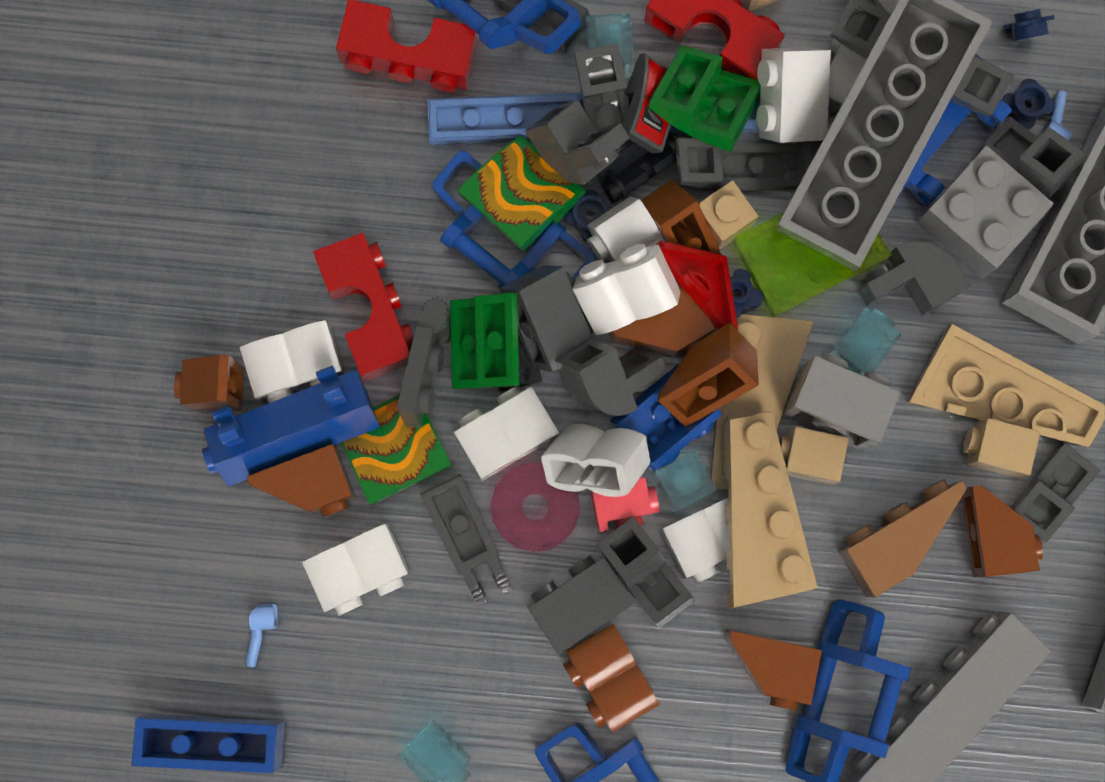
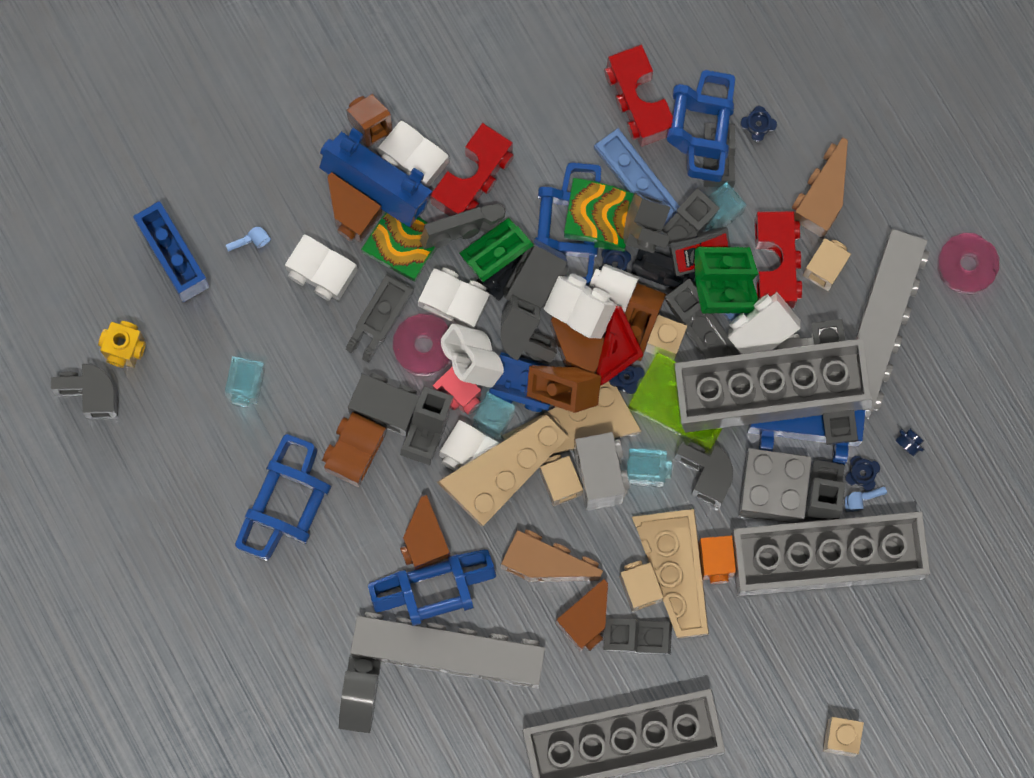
camera: 60 degrees right, 5 degrees down
(1027, 335) = (717, 559): none -> orange brick

